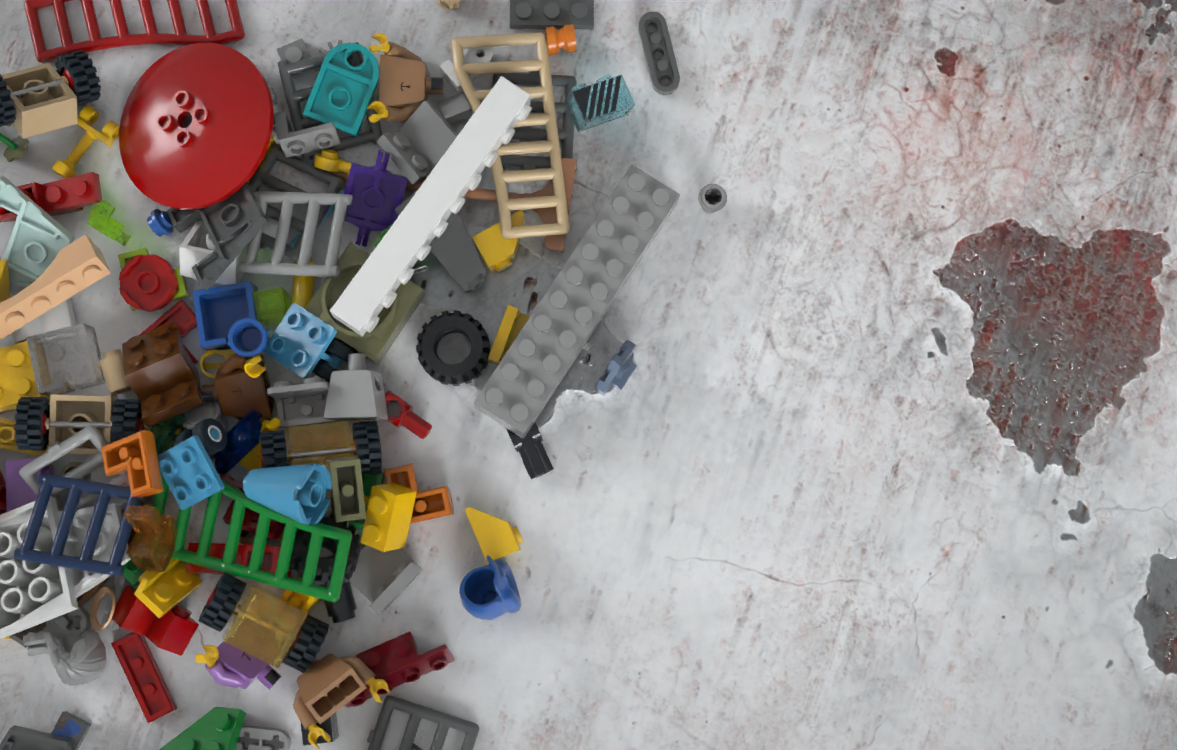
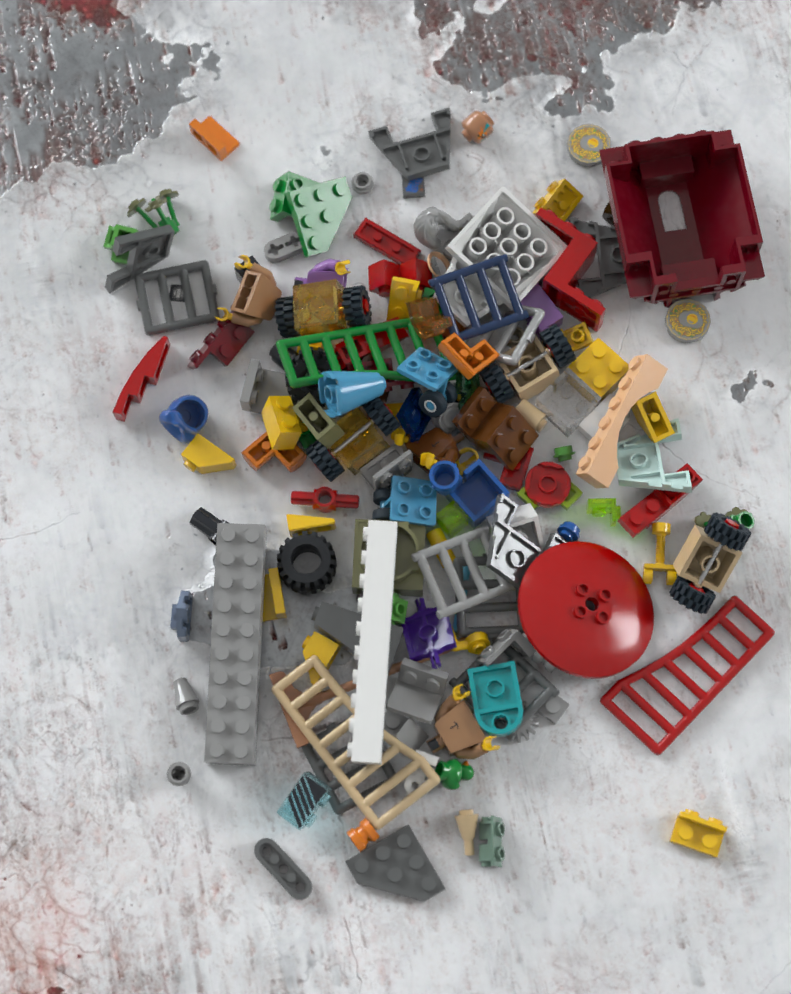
camera: 155 degrees right, 10 degrees down
(109, 311) = (563, 453): none -> bright green plate
(356, 393) = (353, 489): light grey torso -> none
(434, 47) = (452, 772): none -> green animal
(434, 394) = (301, 523): none -> yellow slope
(503, 676) = (145, 372): none -> red slope
(662, 282) = (185, 697): none -> light grey cone

